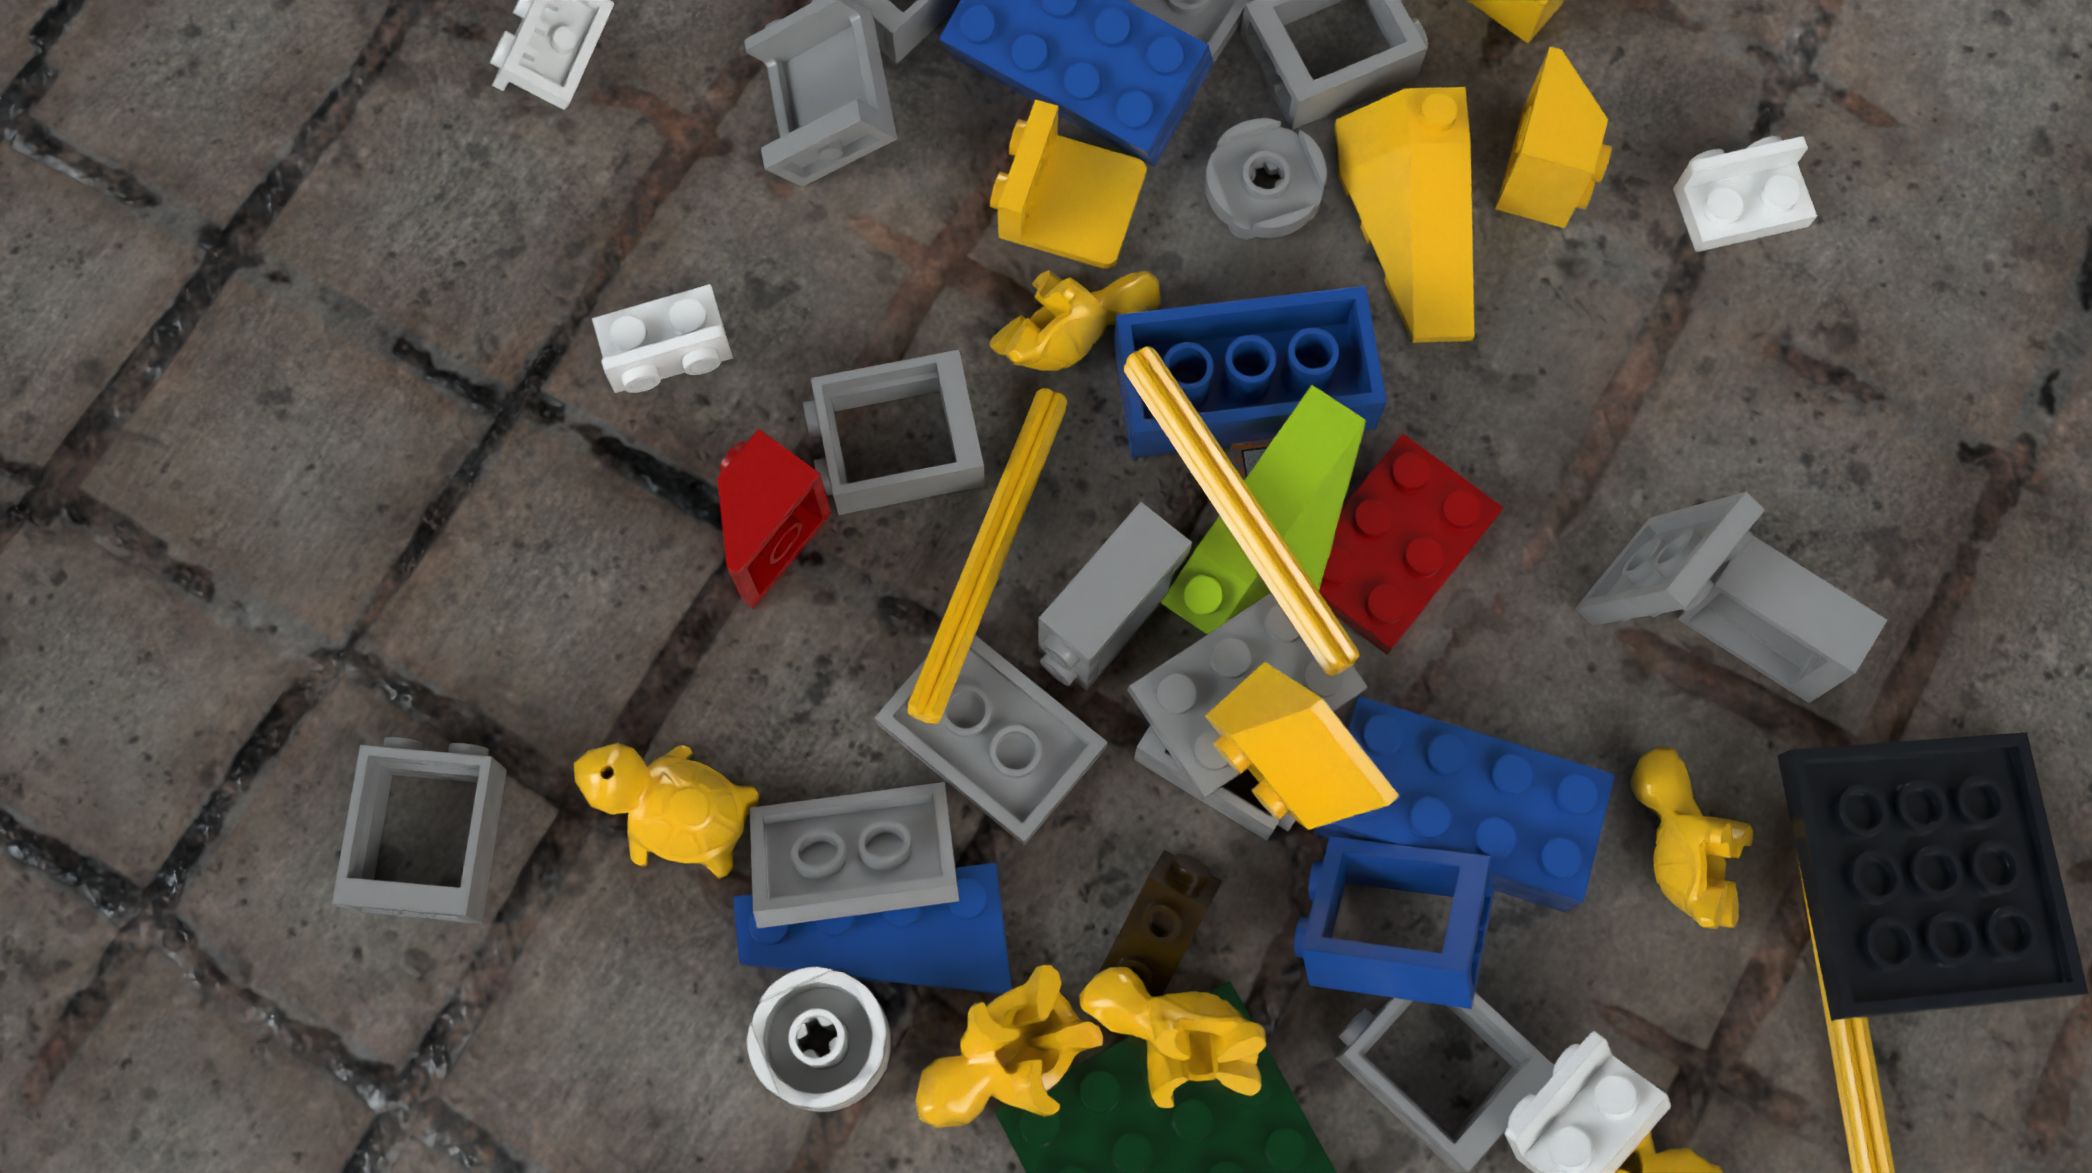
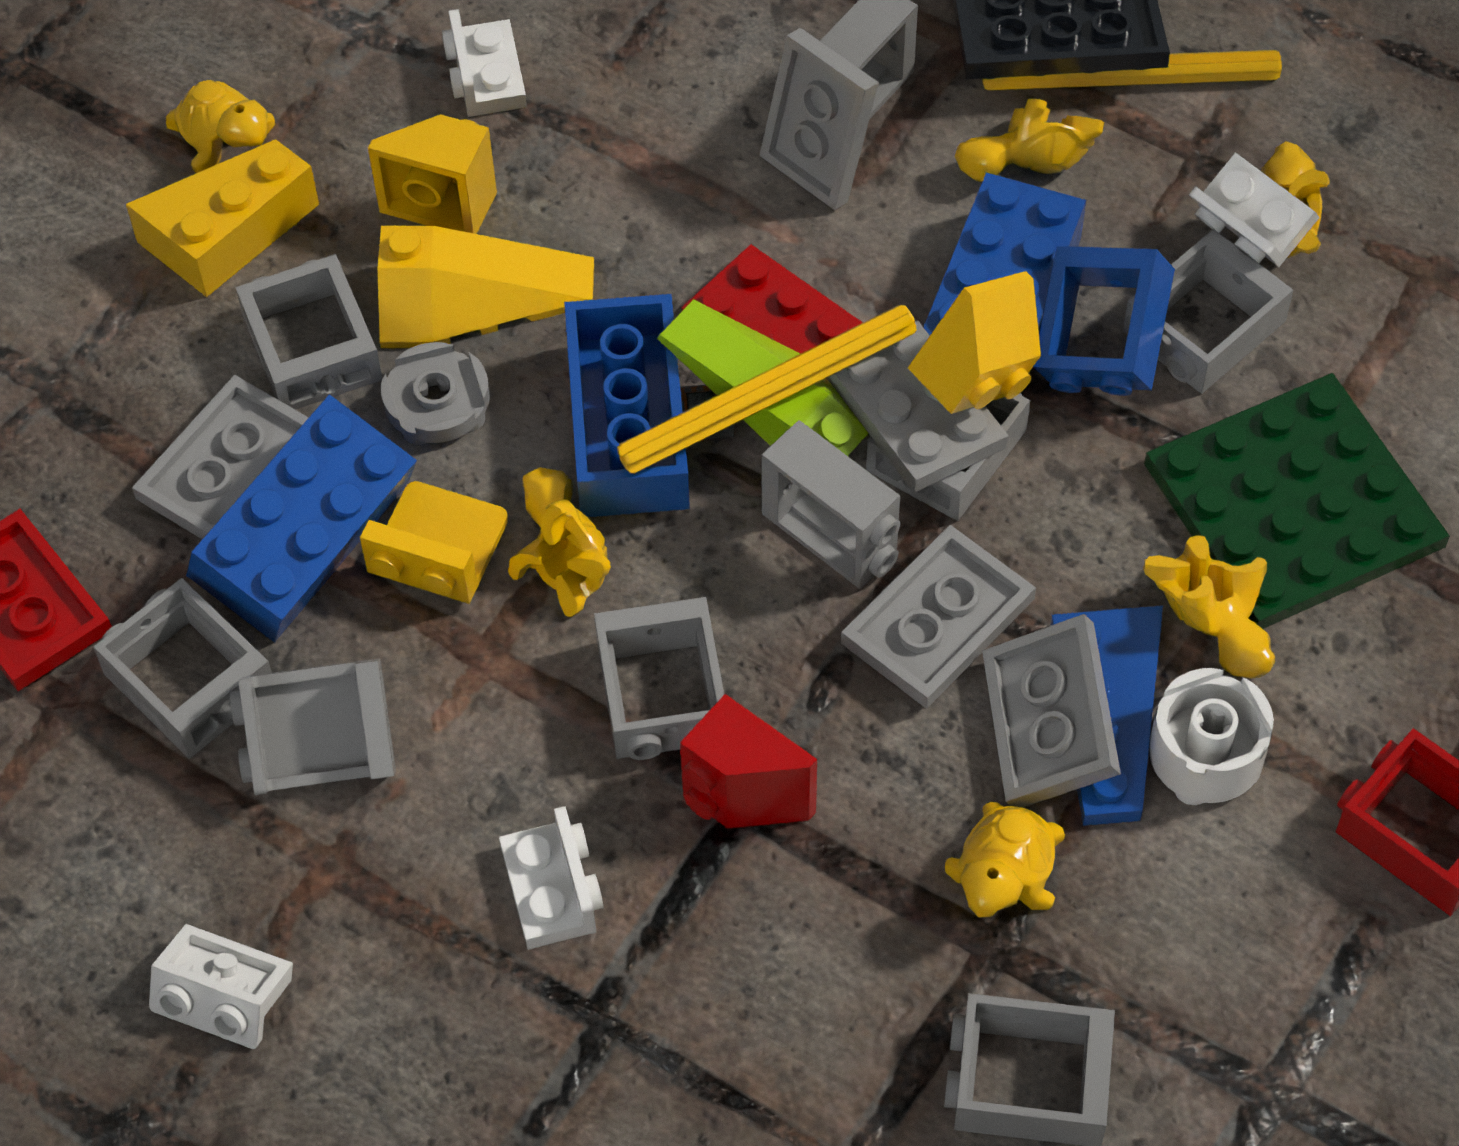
camera: 85 degrees left, 15 degrees down
(987, 558) = (783, 604): yellow axle -> none
(1163, 920) = (1109, 492): dark brown bracket -> none
(1185, 1033) = (1196, 470): yellow animal -> none

